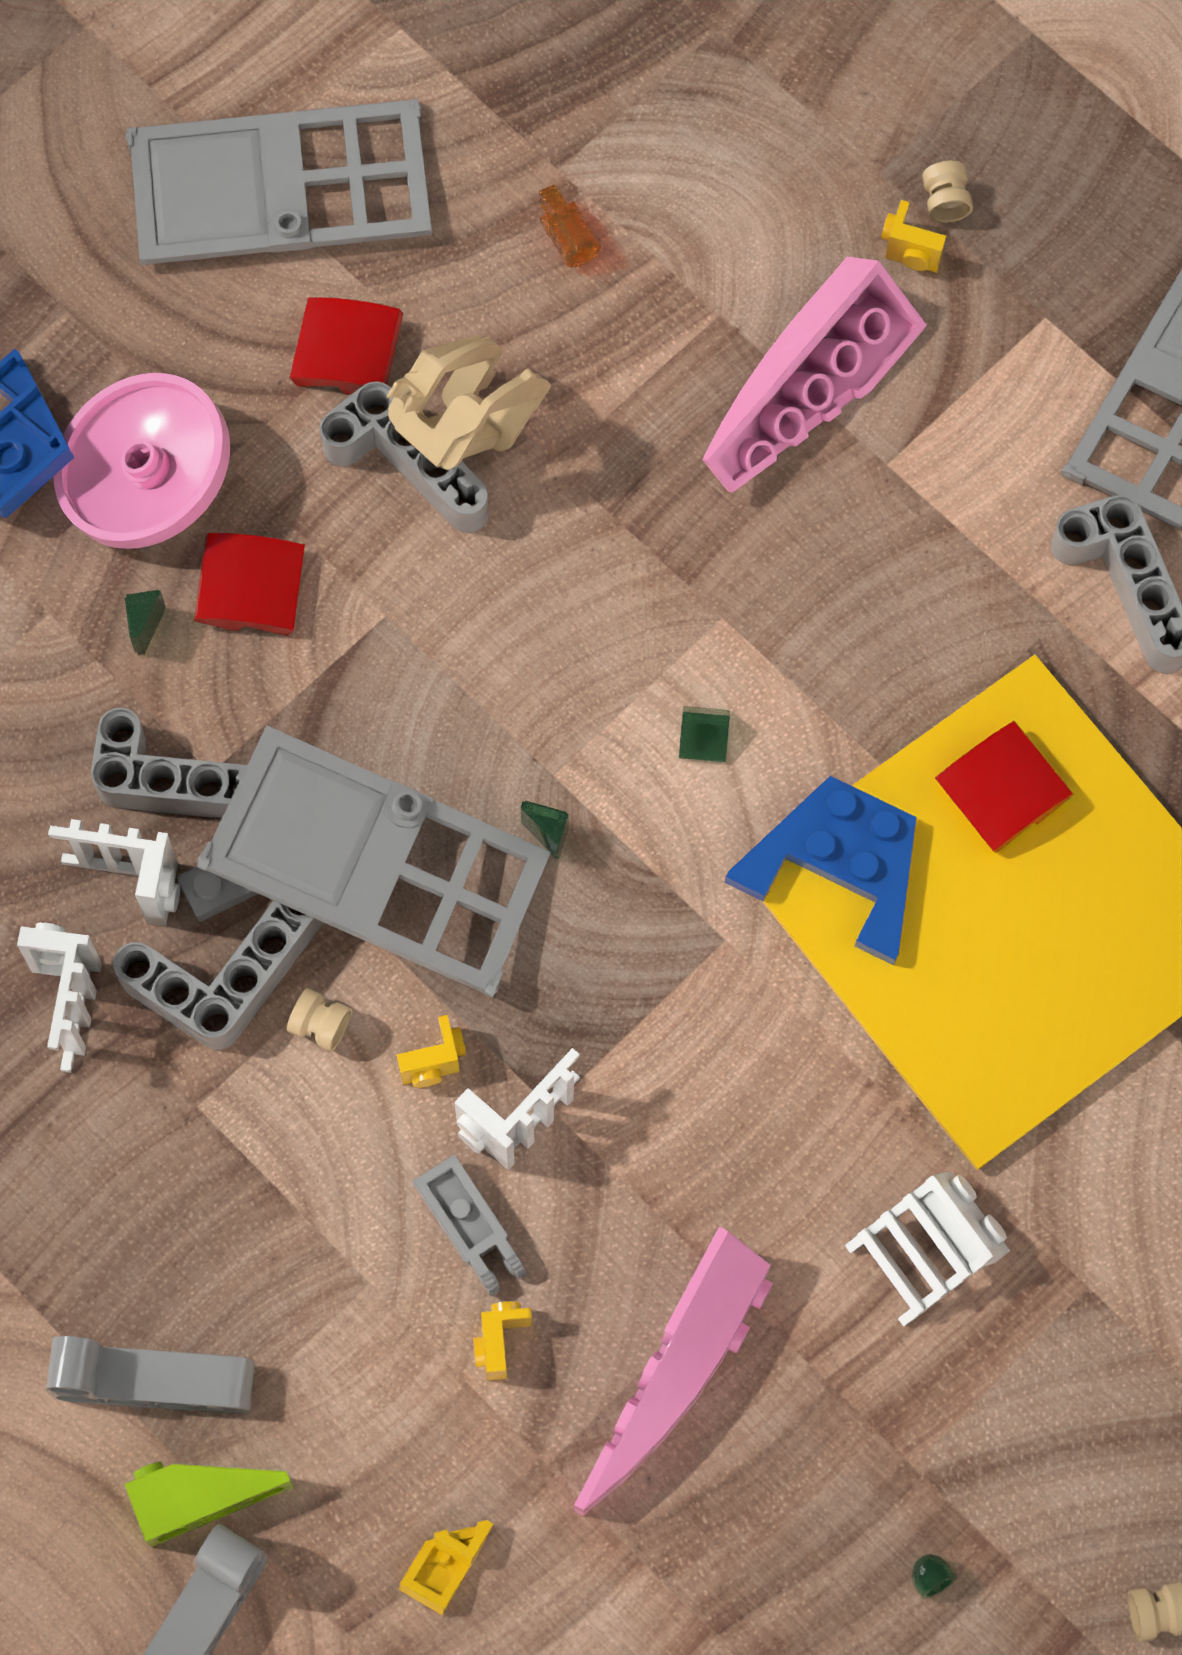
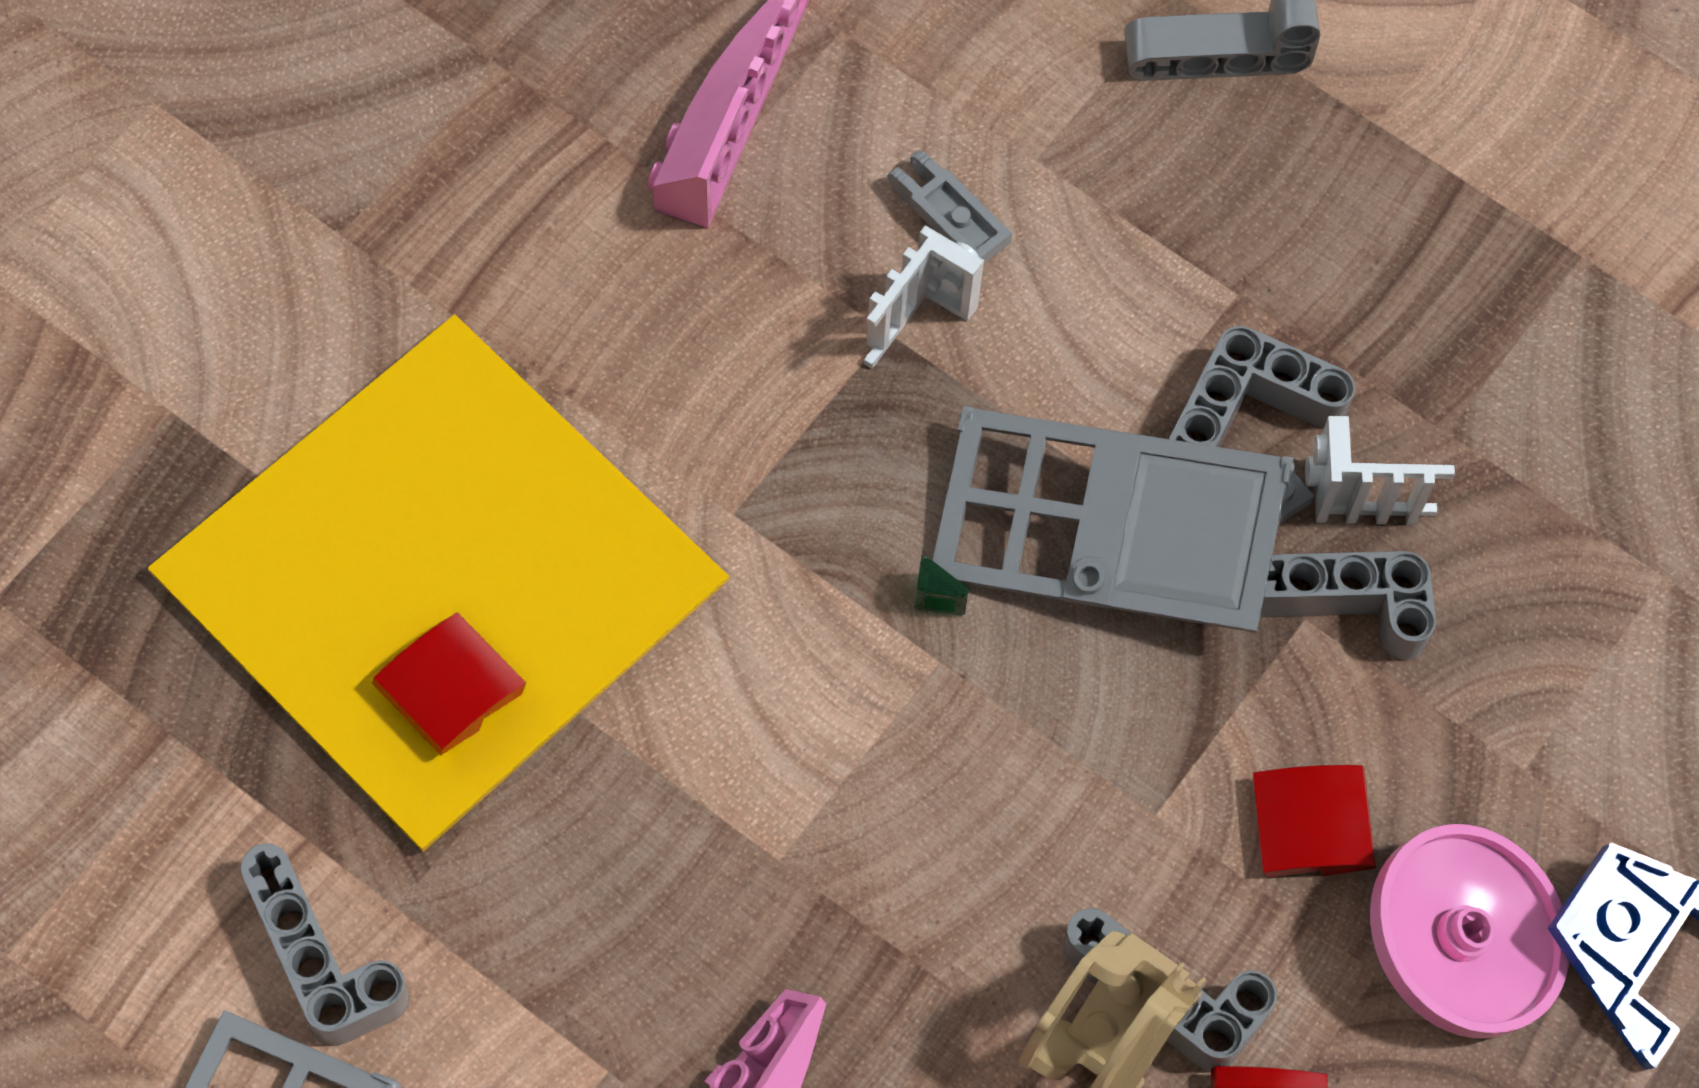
camera: 170 degrees right, 5 degrees down
(72, 957) = (1401, 383): white plate -> none
(143, 616) = (1423, 758): clear green slope -> none
(314, 1017) = (1134, 372): tan wheel -> none
(427, 1065) = (1012, 345): yellow bracket -> none
(489, 1348) = (907, 123): yellow bracket -> none
(704, 733) = (783, 724): clear green slope -> none
(849, 842) = (613, 609): blue wing -> none
(956, 1226) = (477, 253): white plate -> none

